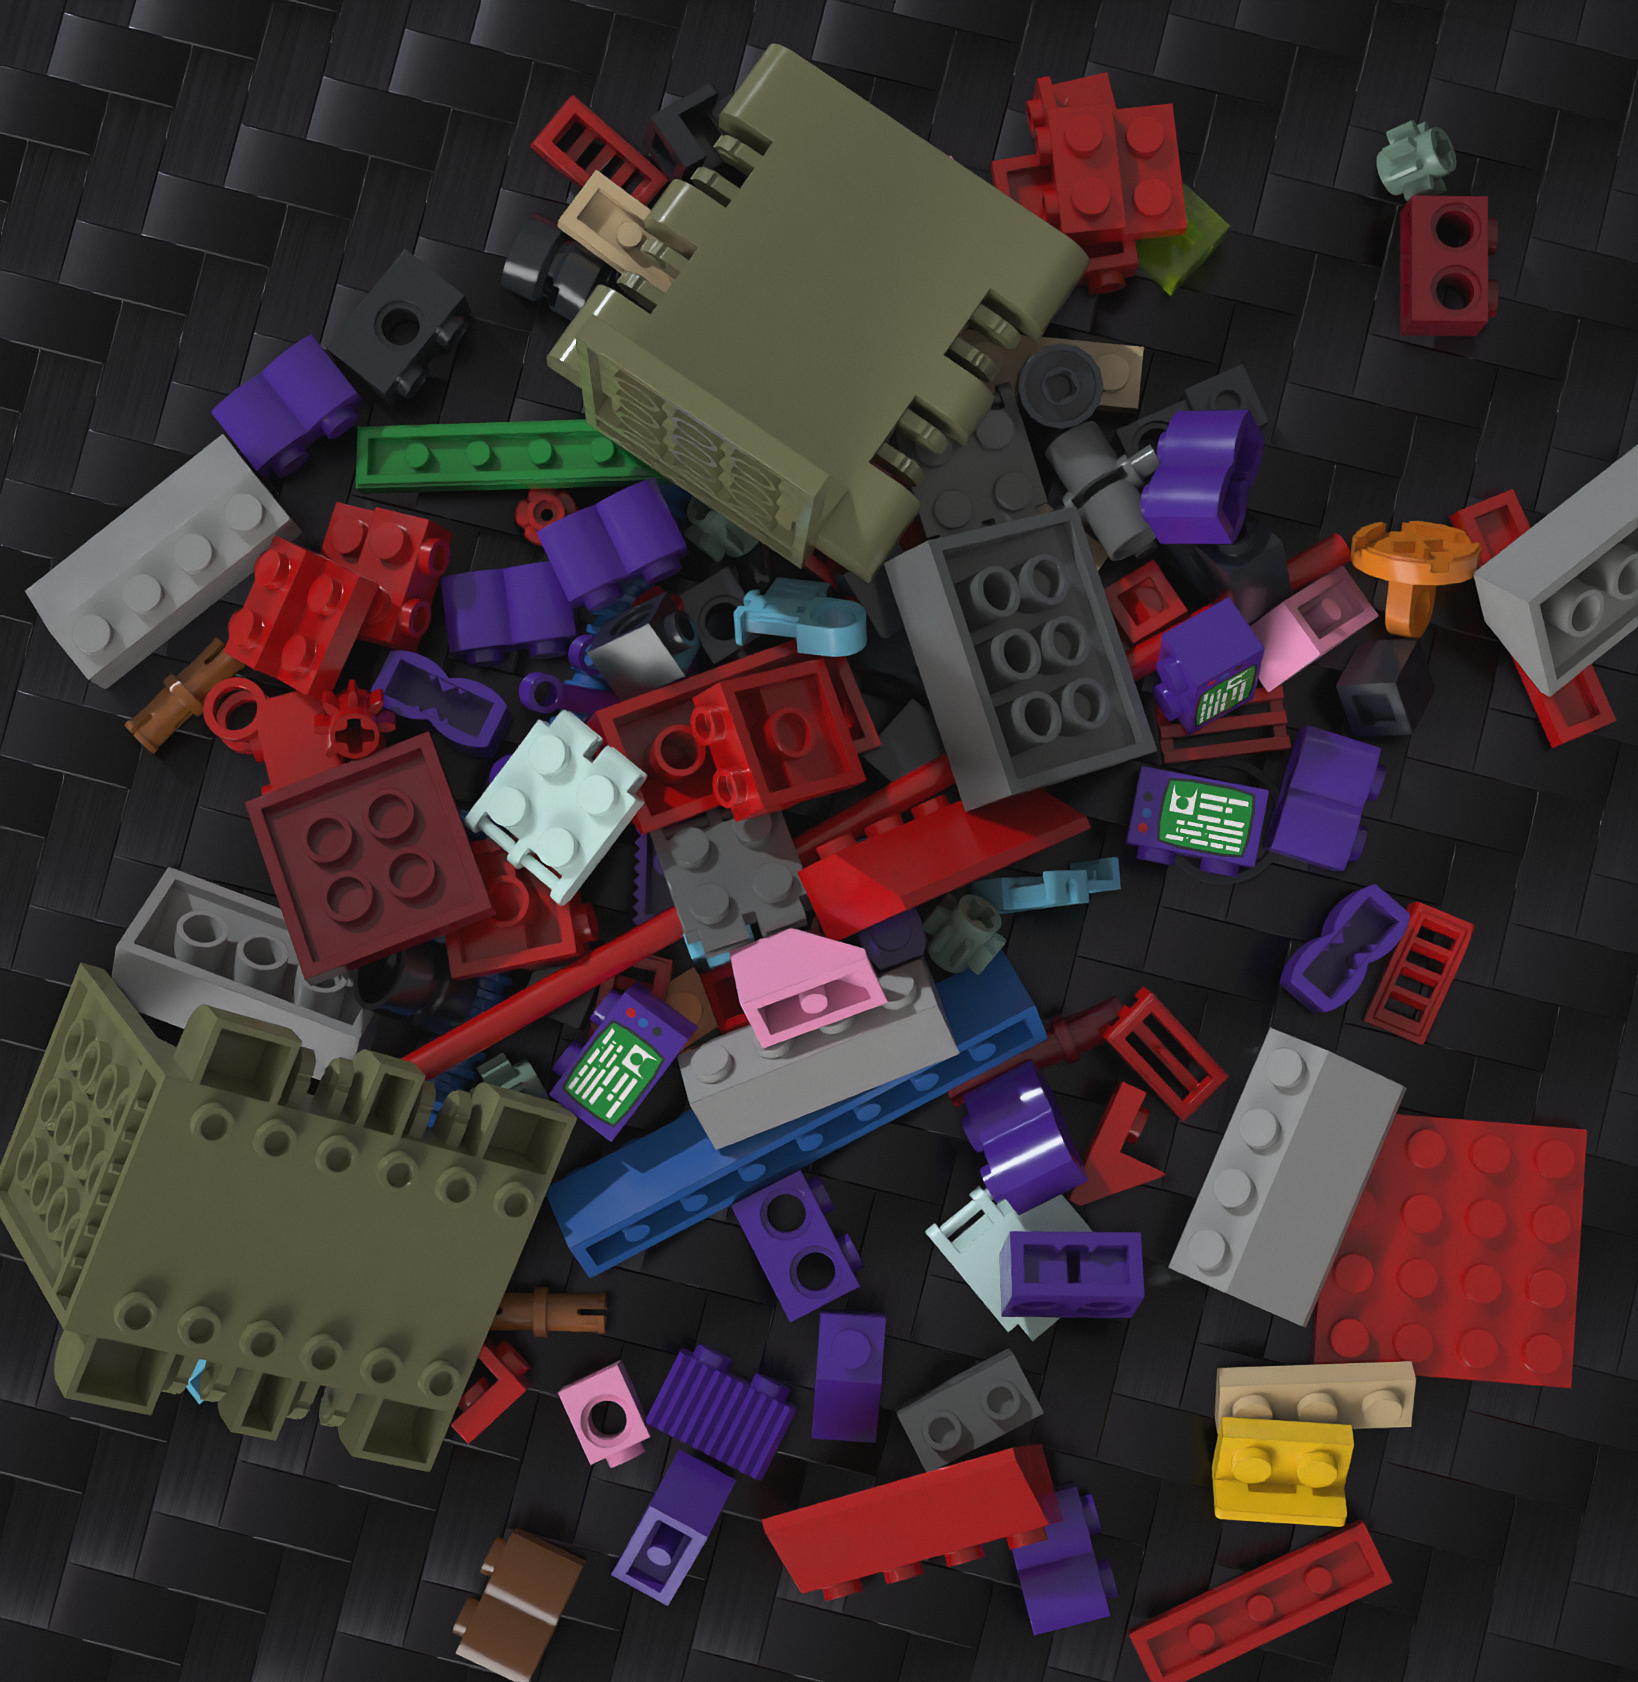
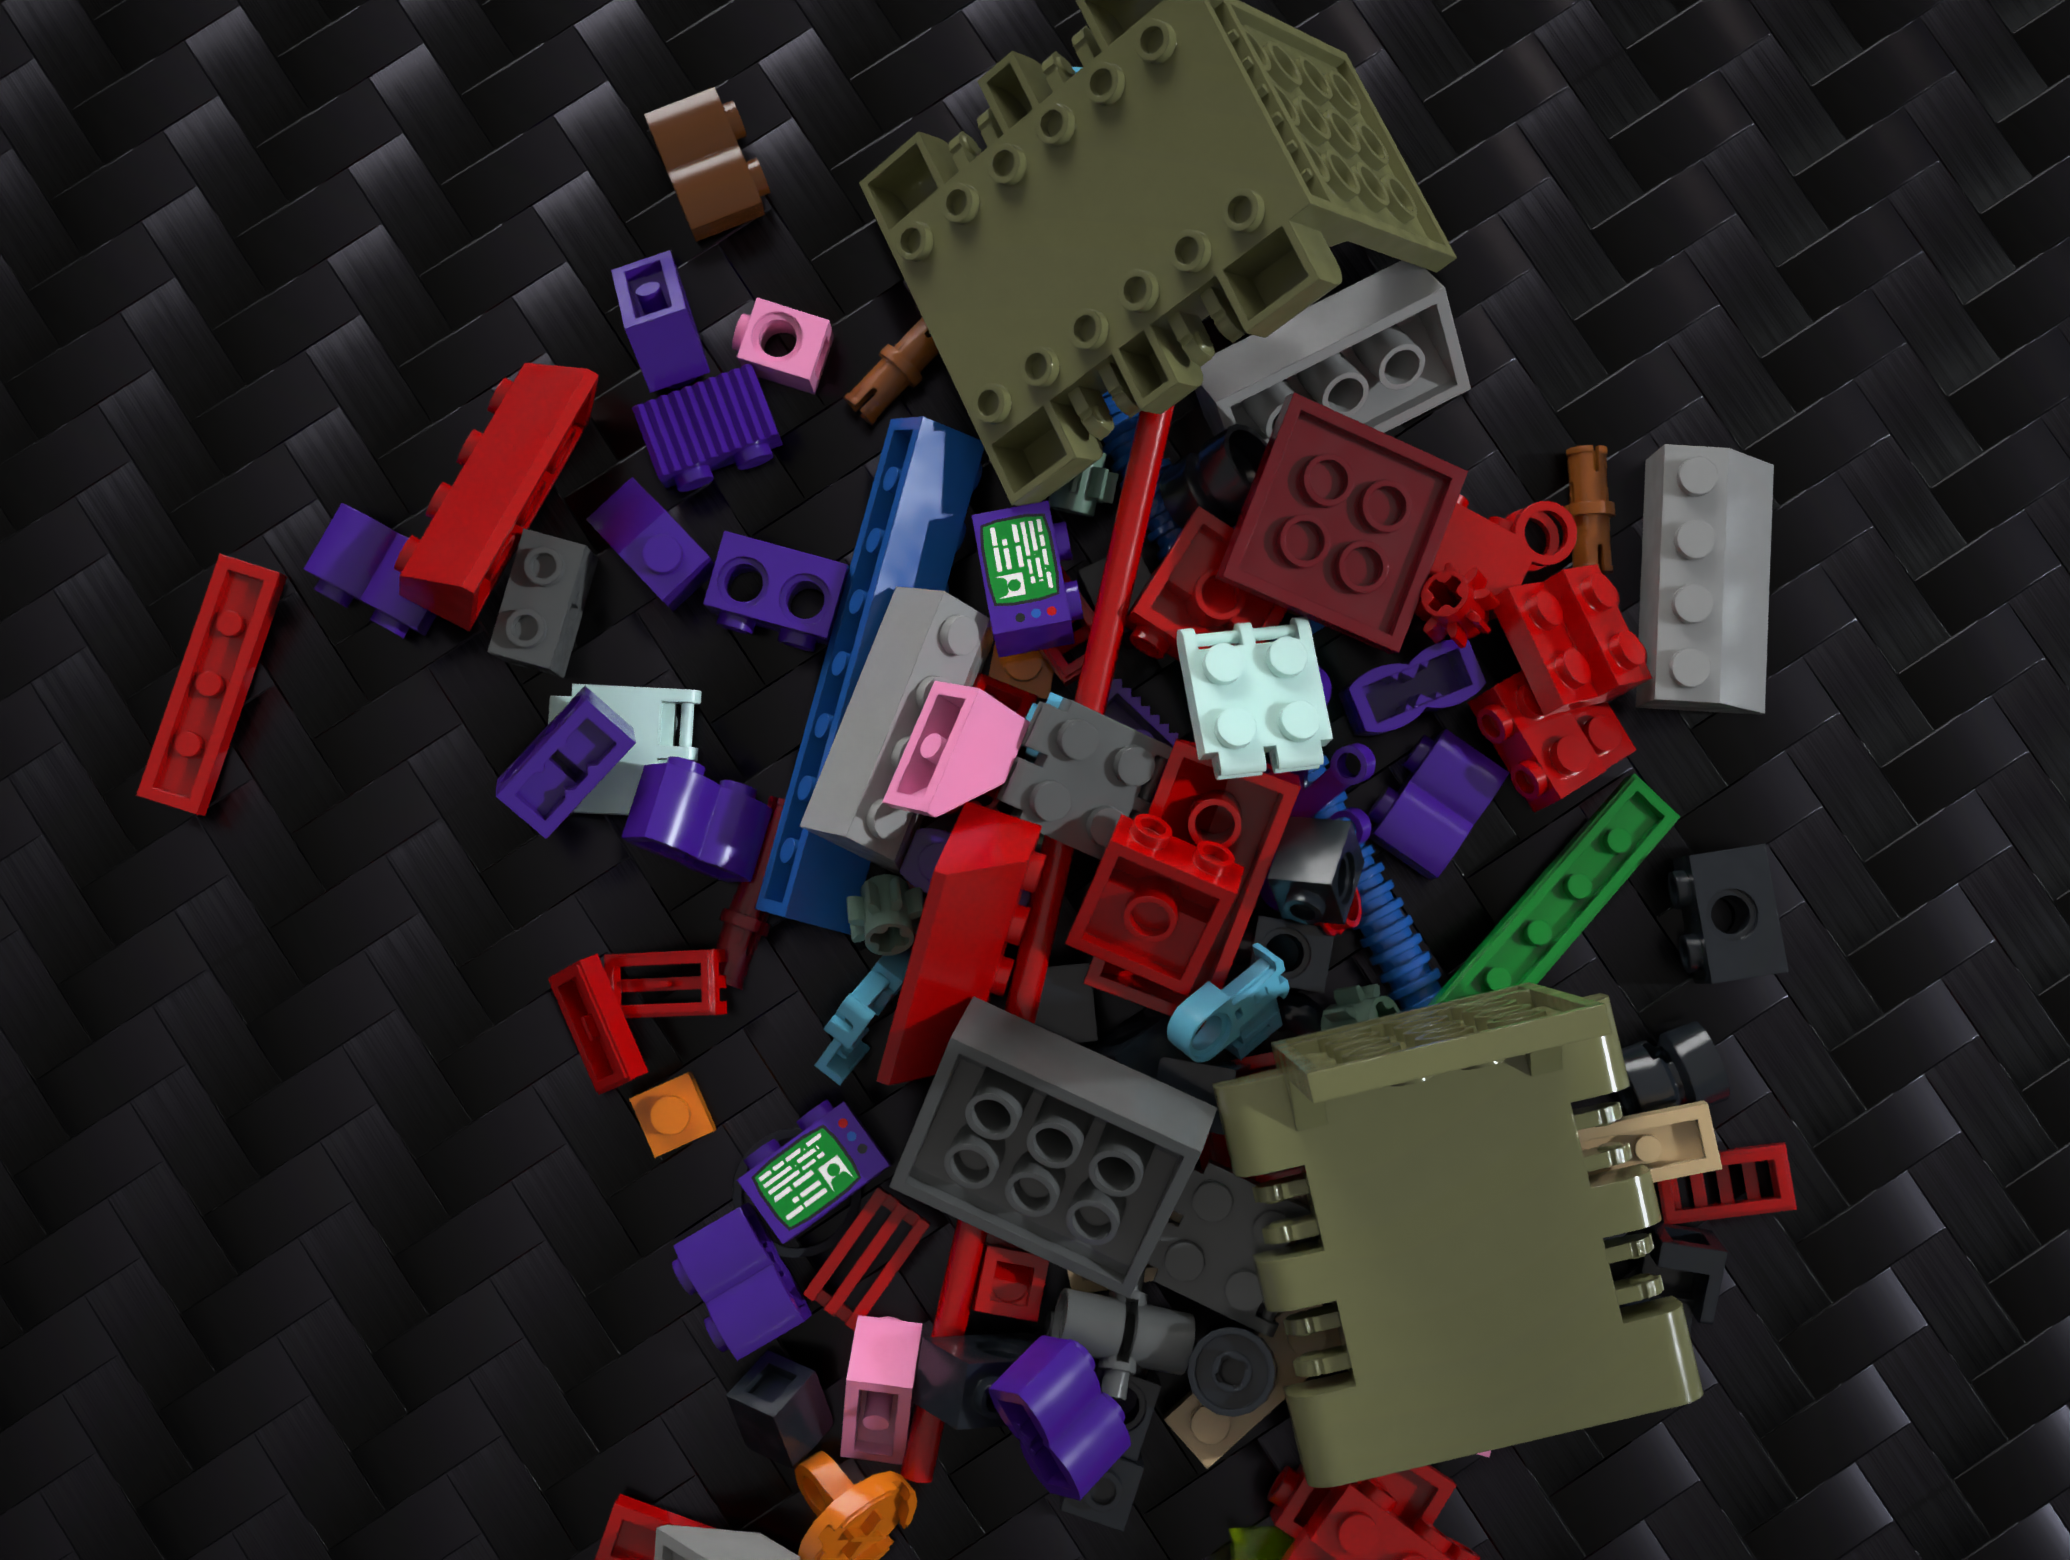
camera: 130 degrees right, 0 degrees up
(289, 409) = (1740, 777): dark purple brick -> none
(487, 1401) = (870, 269): red bracket -> none
(530, 510) = (1467, 896): red plate -> none
(613, 545) = (1416, 920): dark purple brick -> none
(1105, 1165) = (625, 866): red slope -> none
(1207, 666) = (916, 1284): dark purple brick -> none
(1231, 1071) = (597, 1024): none -> red tile
(1251, 962) = (673, 1114): none -> orange plate
(1281, 1471) = (287, 788): yellow bracket -> none
(1287, 1177) = (488, 989): light grey slope -> none
(1324, 1393) = (318, 863): tan plate -> none
(1354, 934) = (618, 1209): dark purple brick -> none
(1449, 959) = (535, 1262): red slope -> none
(1461, 1255) = (332, 1065): red plate -> none

